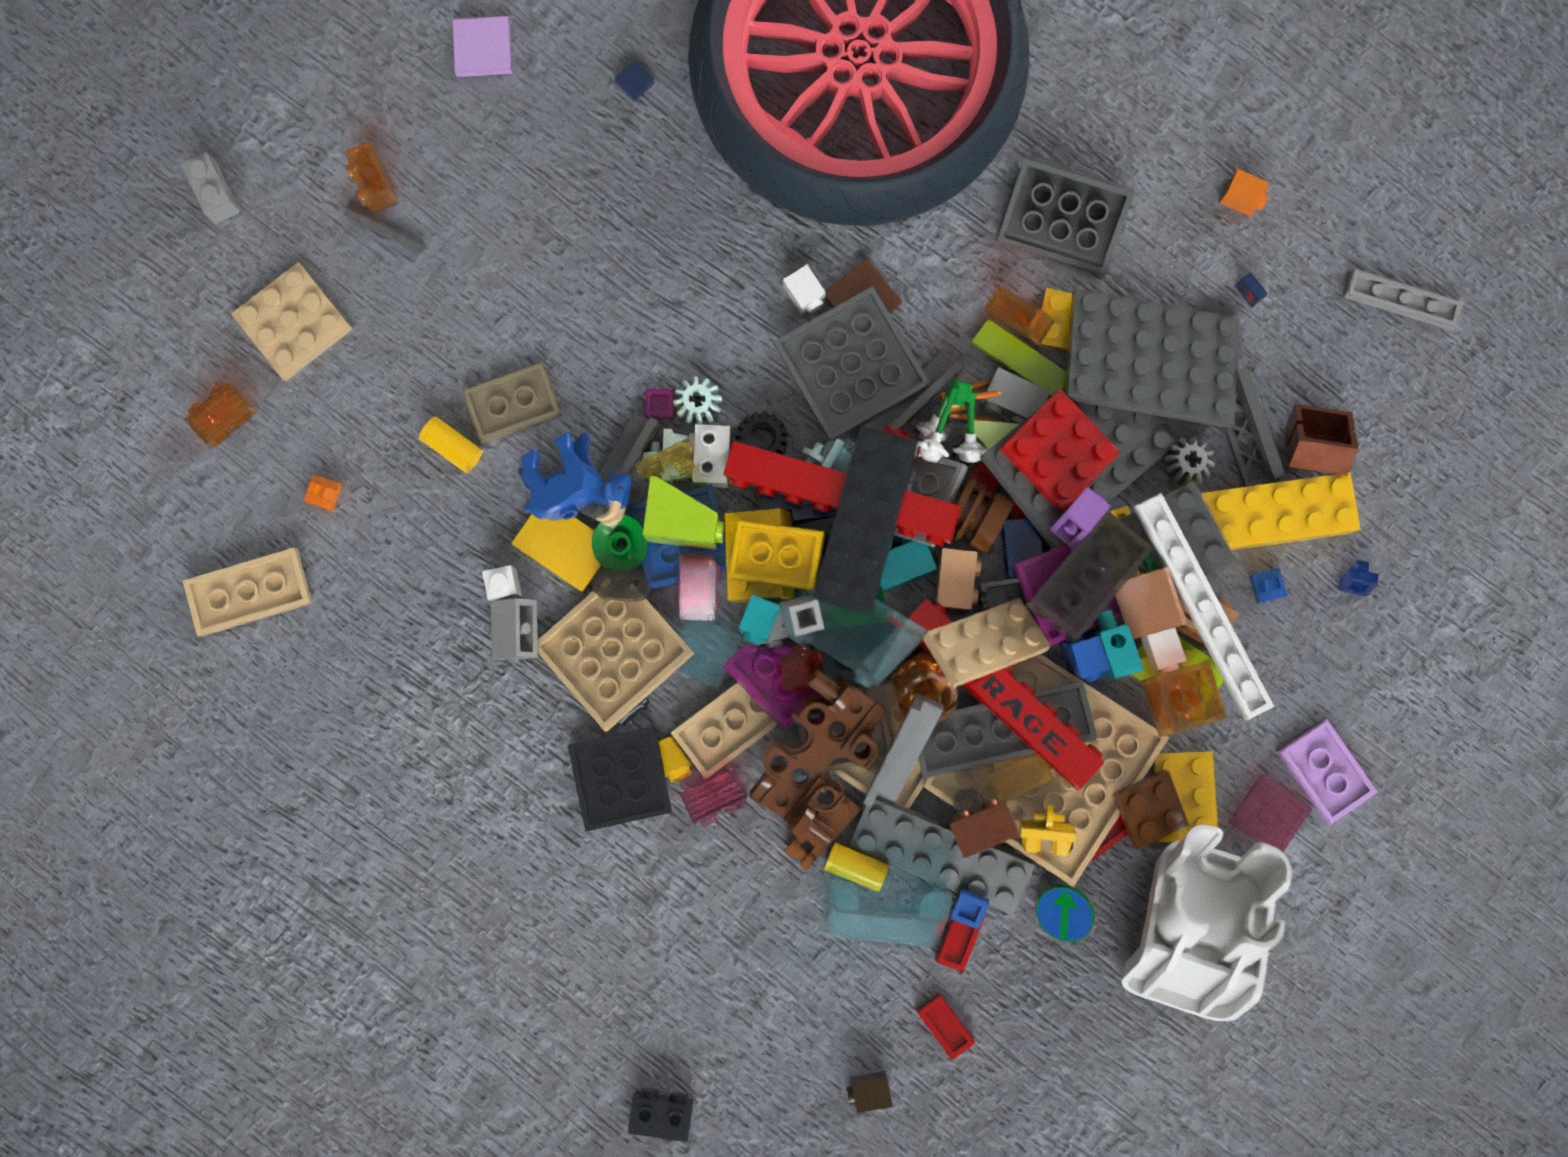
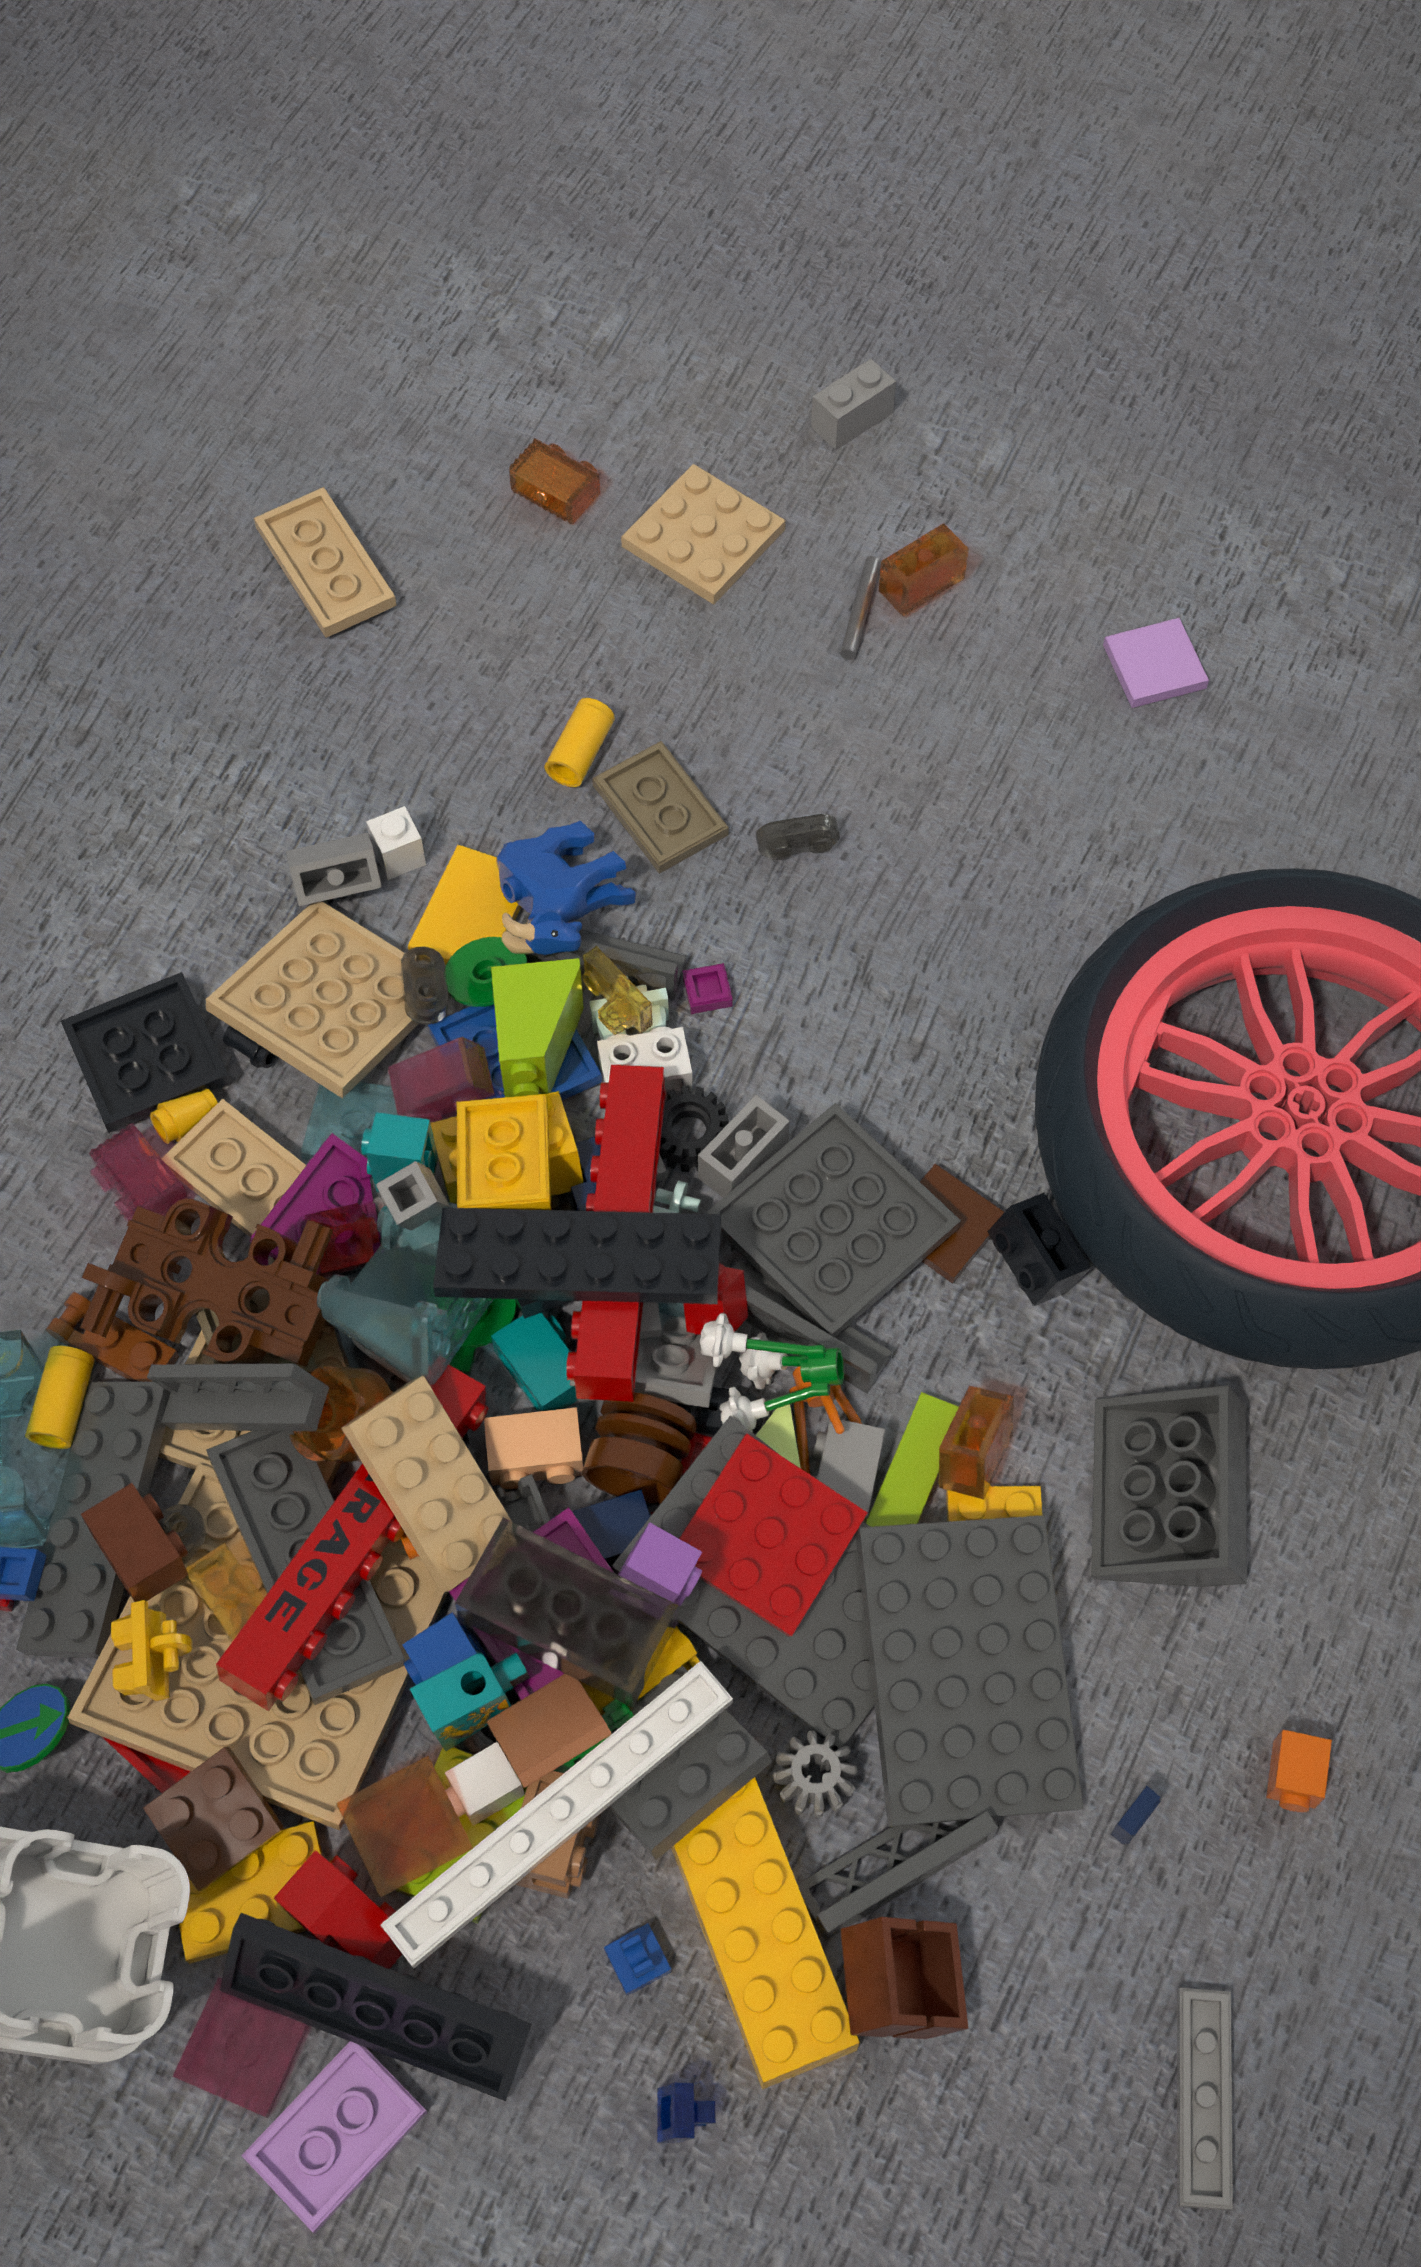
camera: 75 degrees right, 20 degrees down
(323, 493) = (479, 615): orange tile -> none
(562, 327) = (797, 836): none -> clear smoke plate
(634, 81) = (1172, 854): dark blue tile -> none
(688, 408) = (706, 1036): light aqua gear -> none
(789, 406) = (742, 1146): none -> light grey brick
(804, 290) = (929, 1136): white brick -> none
(900, 244) = (1038, 1249): none -> black brick
(1221, 745) = (337, 1911): none -> red brick
(1276, 735) = (374, 2006): none -> black plate

